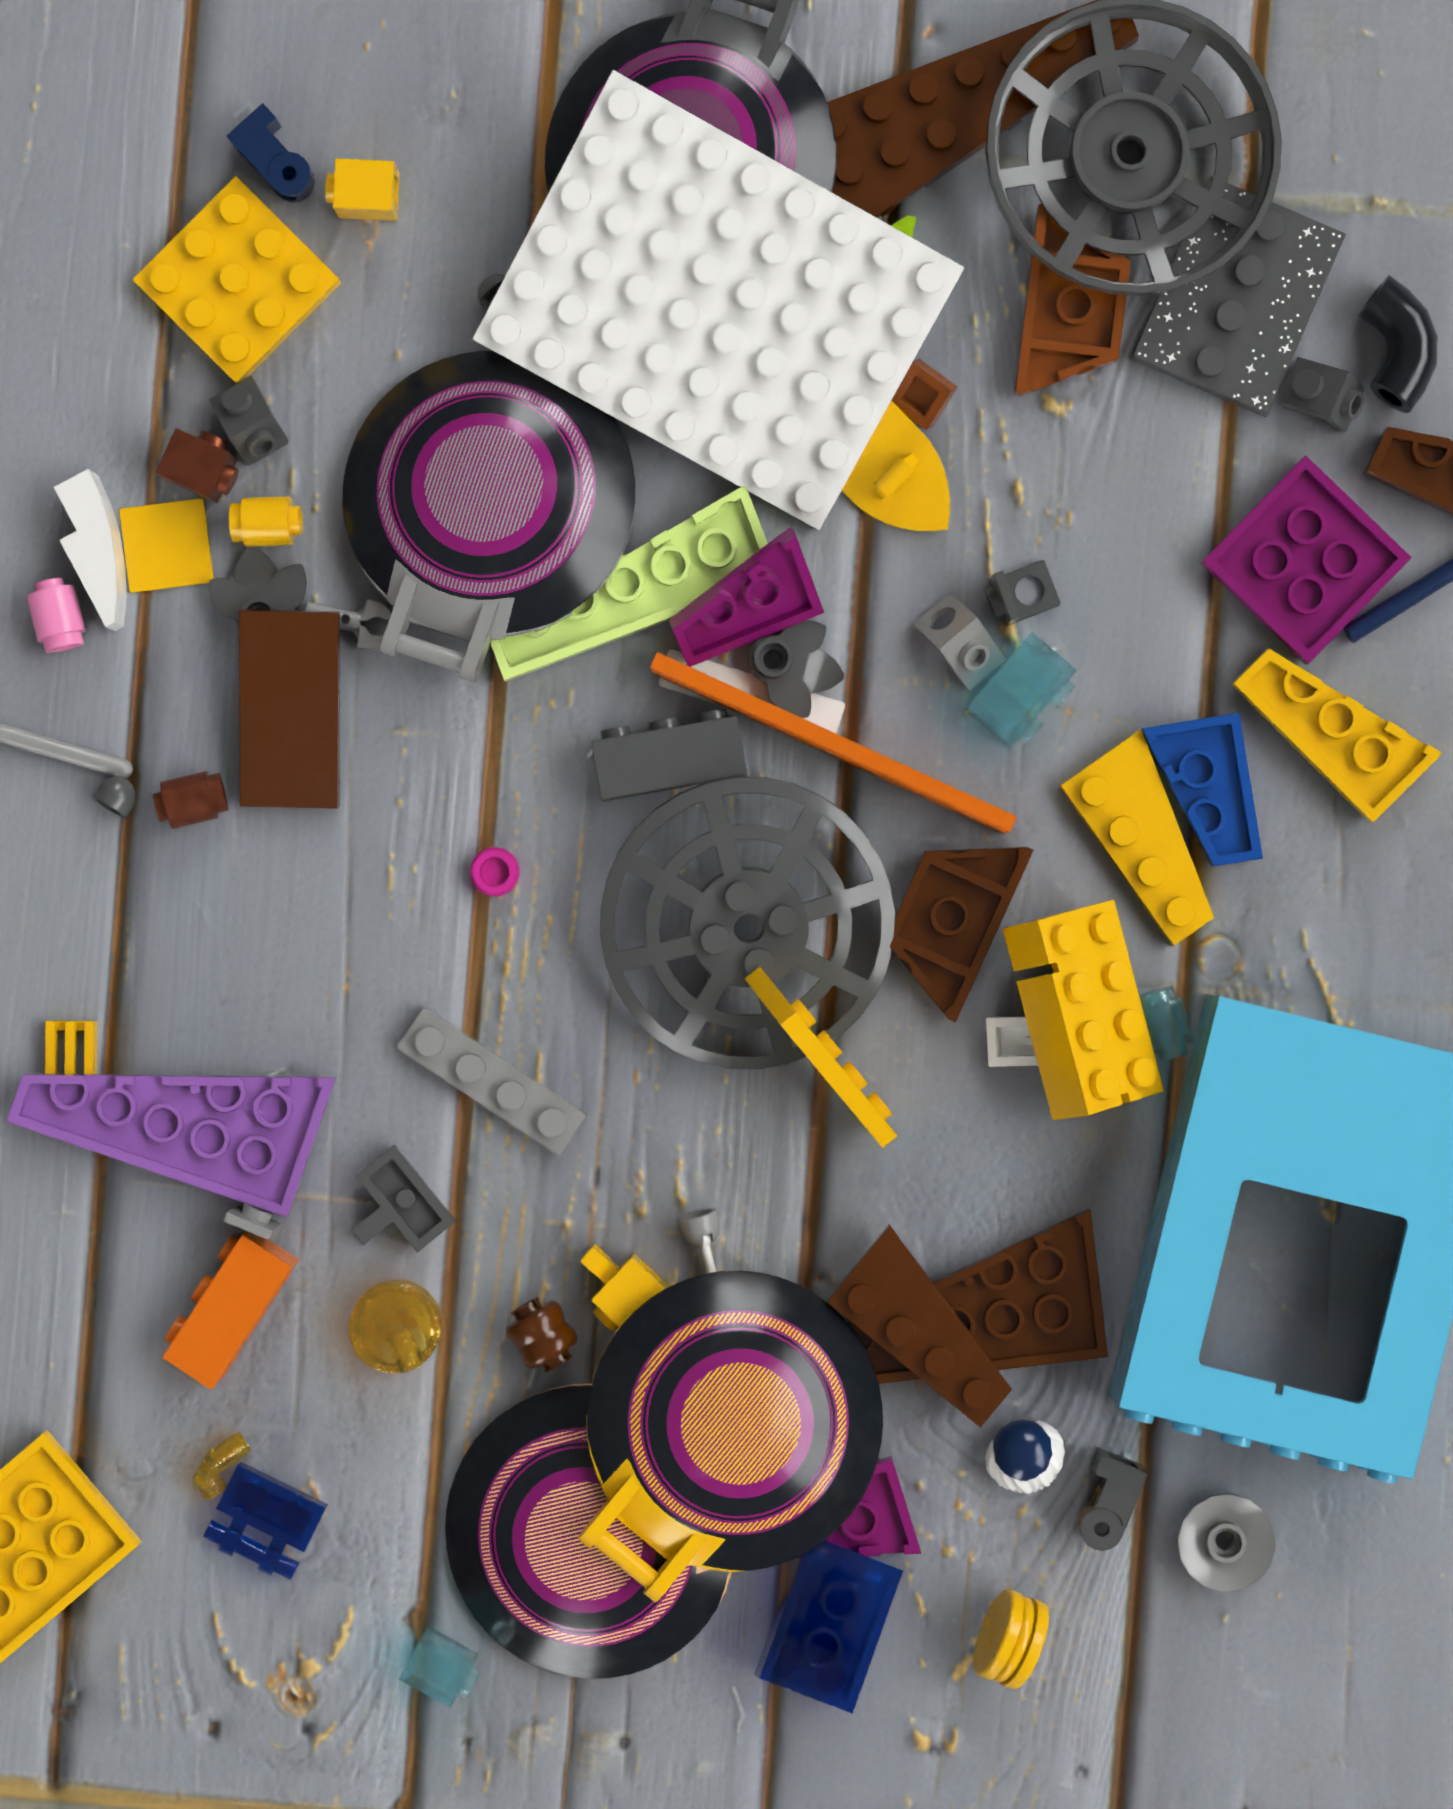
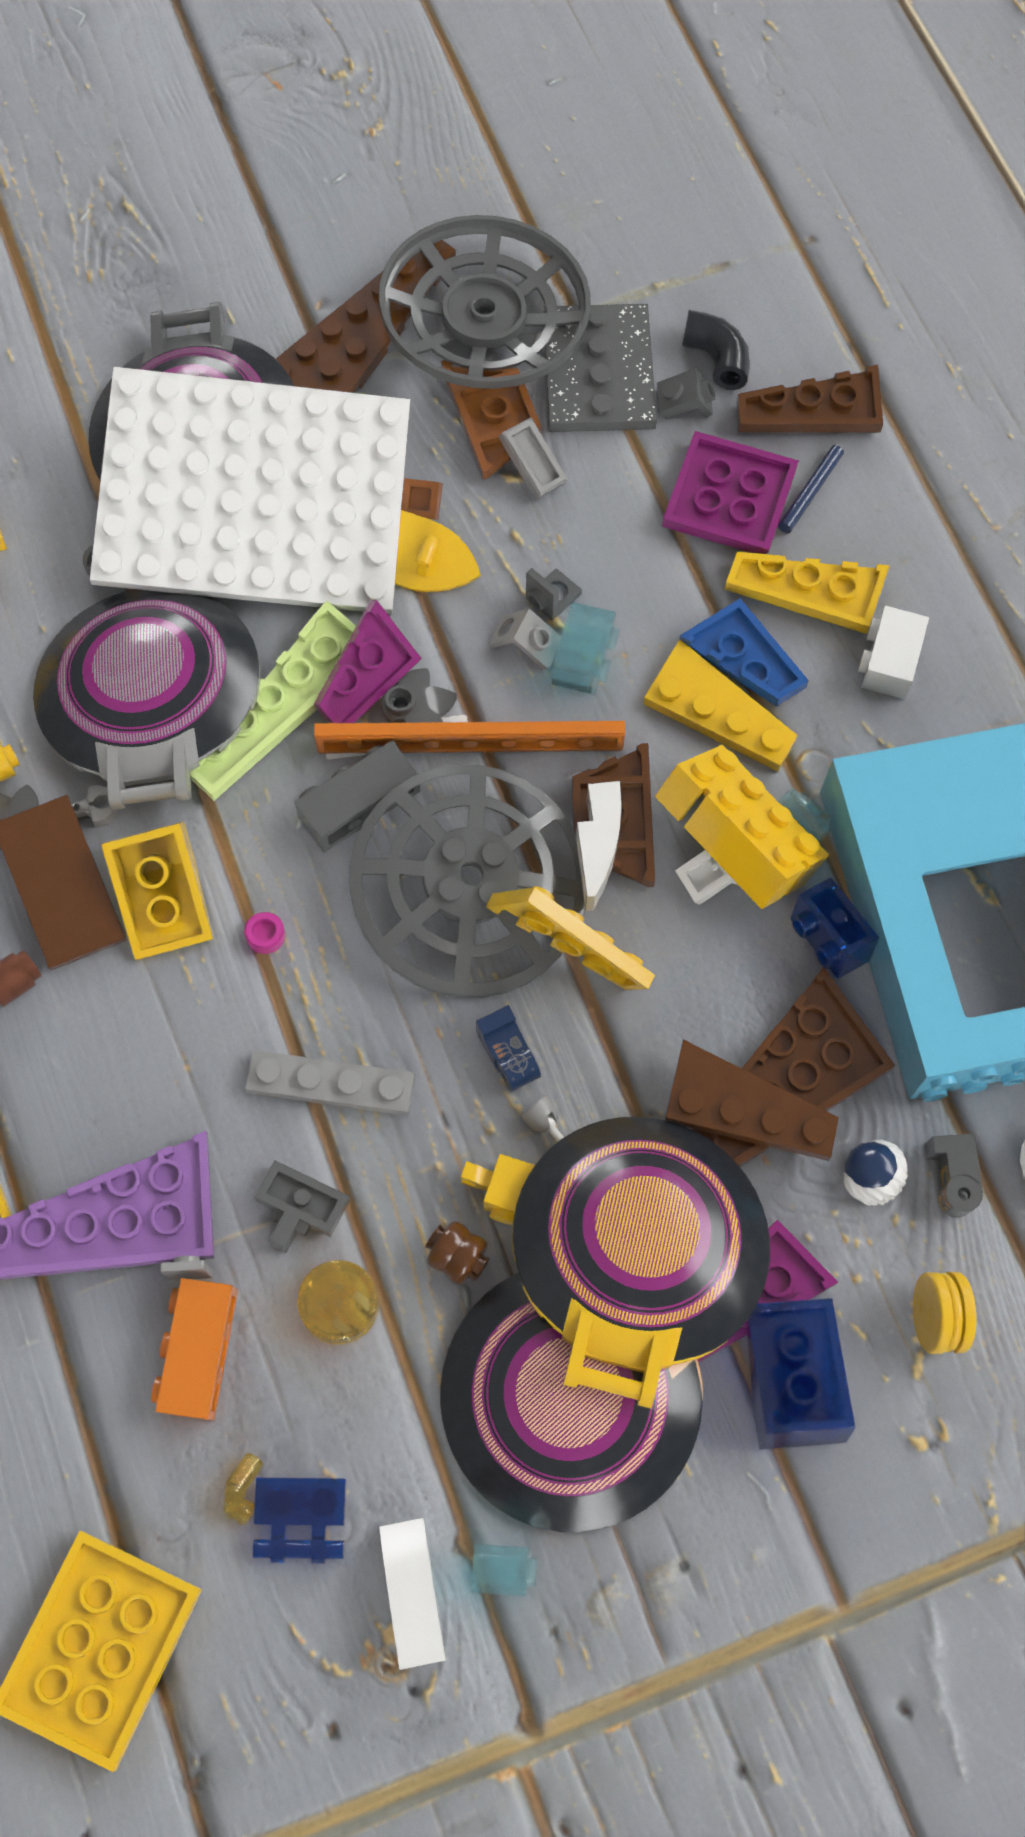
camera: 35 degrees left, 20 degrees down
(343, 1647) = (412, 1594): none -> white slope
(397, 766) = (158, 890): none -> yellow slope
(699, 1138) = (507, 1048): none -> dark blue leg
(912, 955) = (598, 839): none -> white slope
(1086, 401) = (533, 458): none -> light grey tile
(1121, 1176) = (833, 928): none -> clear blue brick
(1384, 866) = (894, 651): none -> white brick

